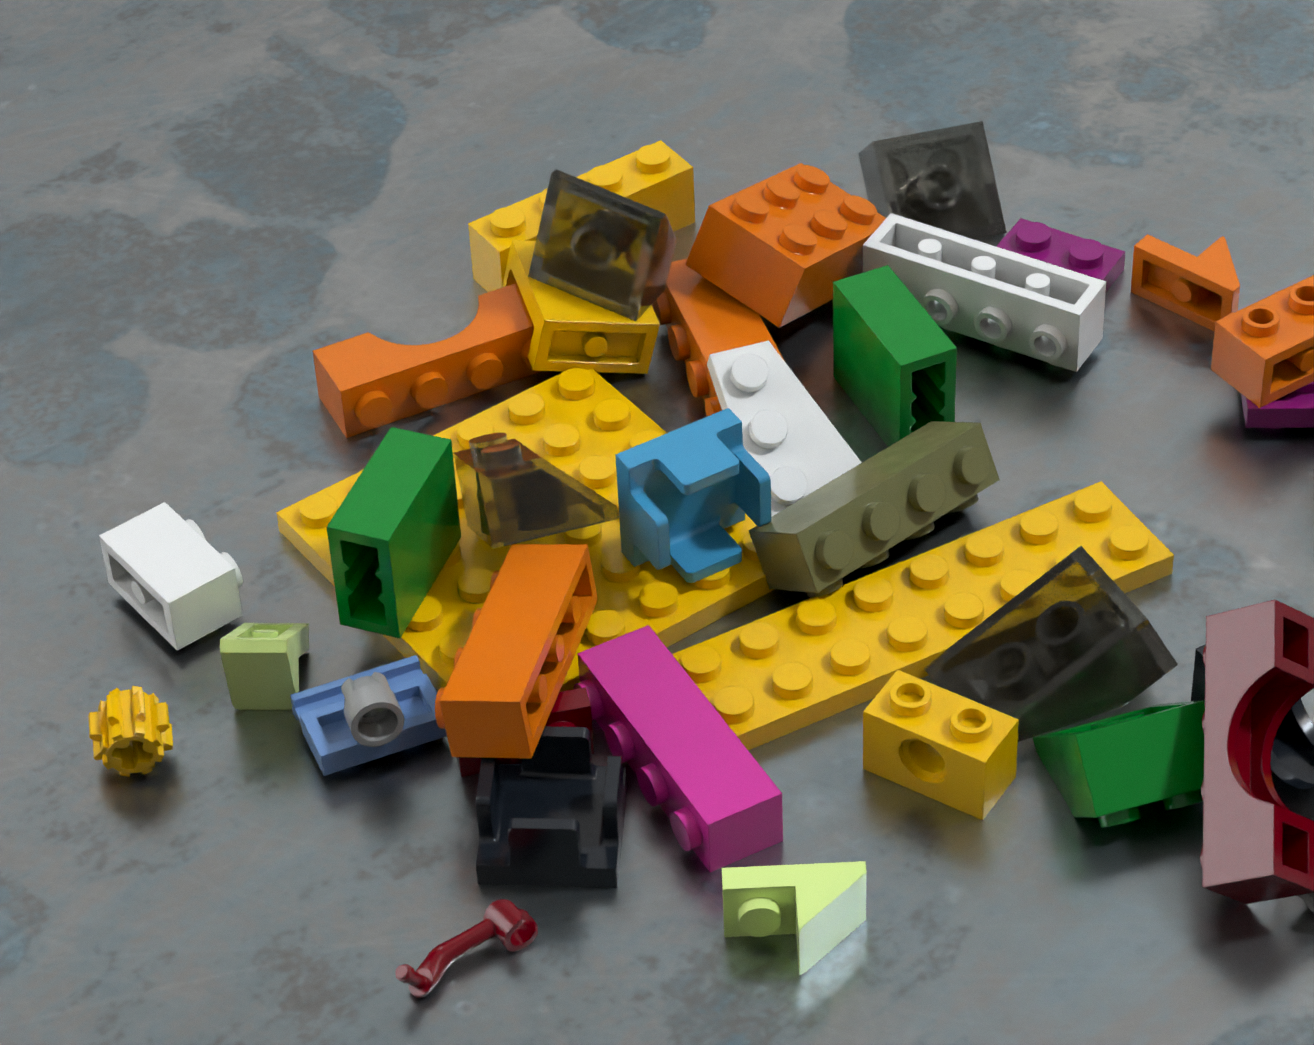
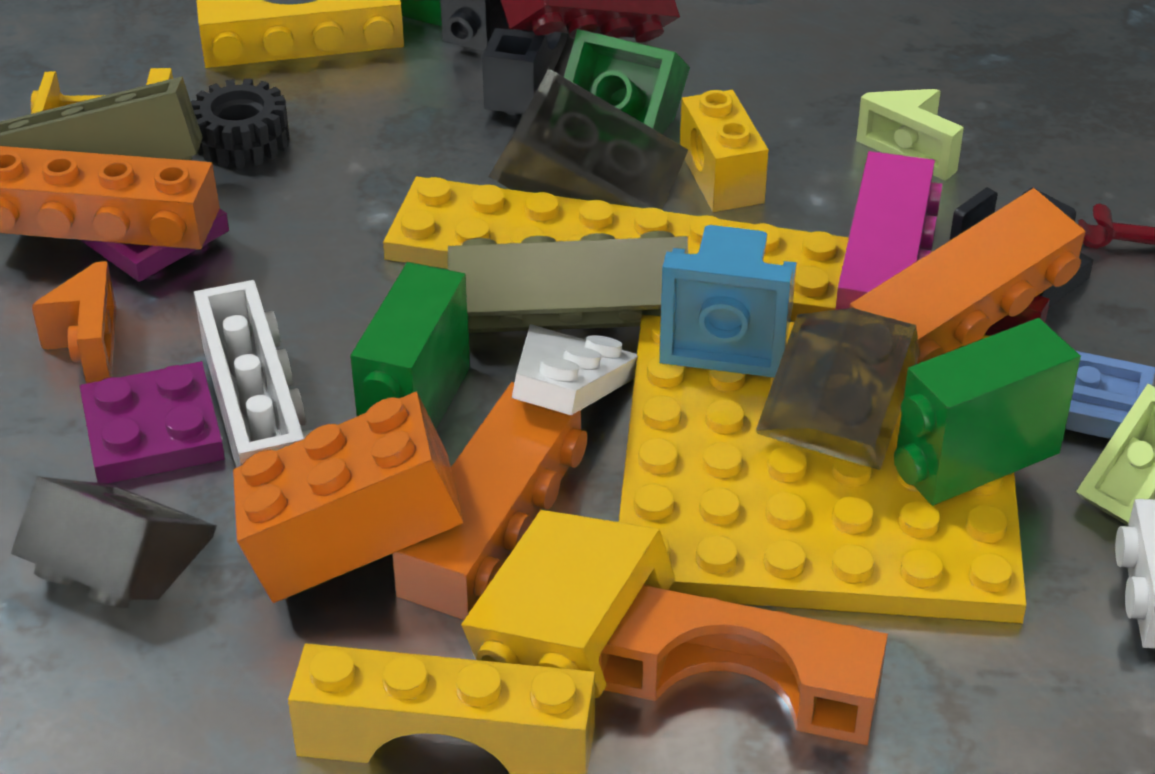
camera: 140 degrees left, 0 degrees up
(372, 710) = (1102, 346): light grey hose -> none
(602, 246) = (538, 528): clear smoke slope -> none

